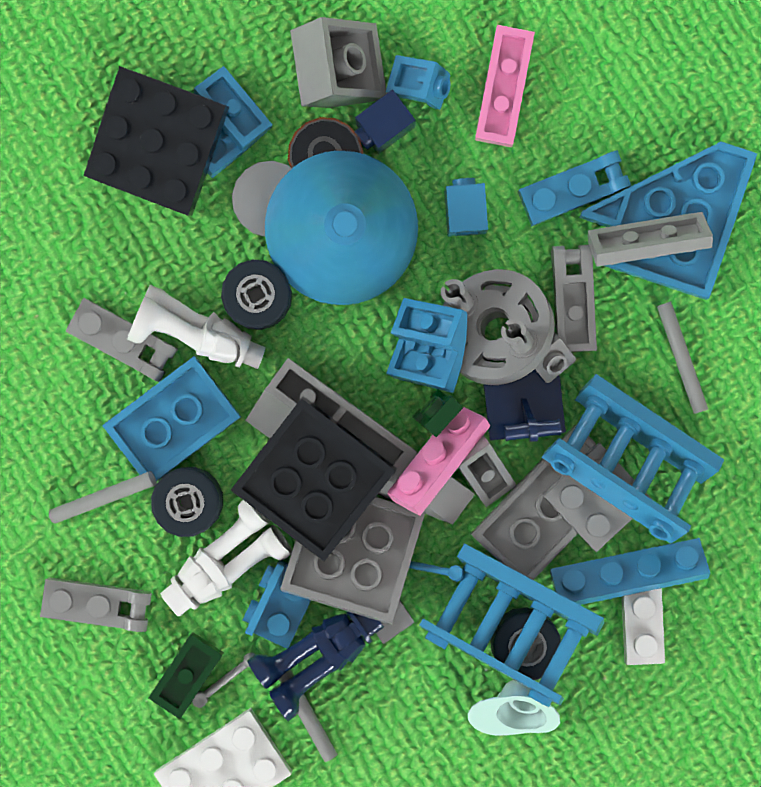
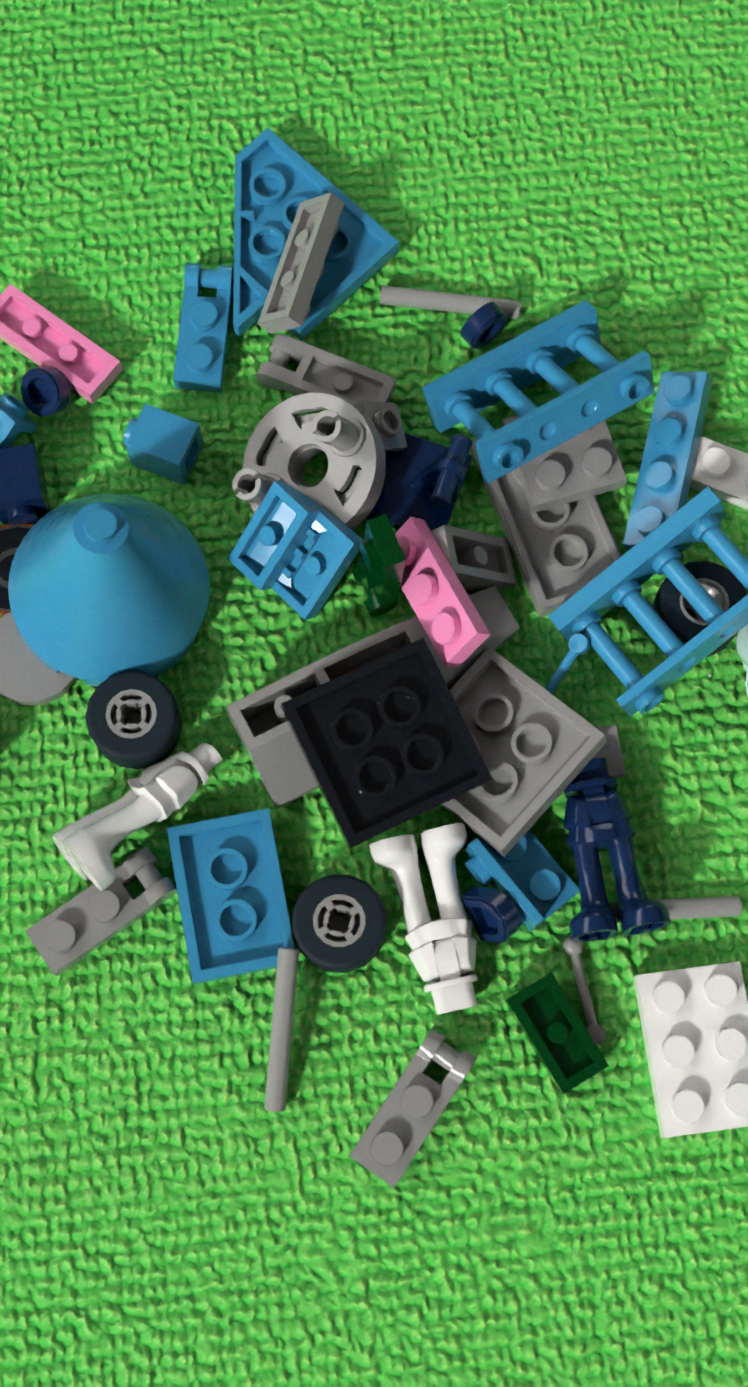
camera: 70 degrees left, 15 degrees down
(241, 598) = (491, 914): none -> dark blue tile
(465, 102) = (45, 390): none -> dark blue tile
(671, 393) = (483, 325): none -> dark blue tile

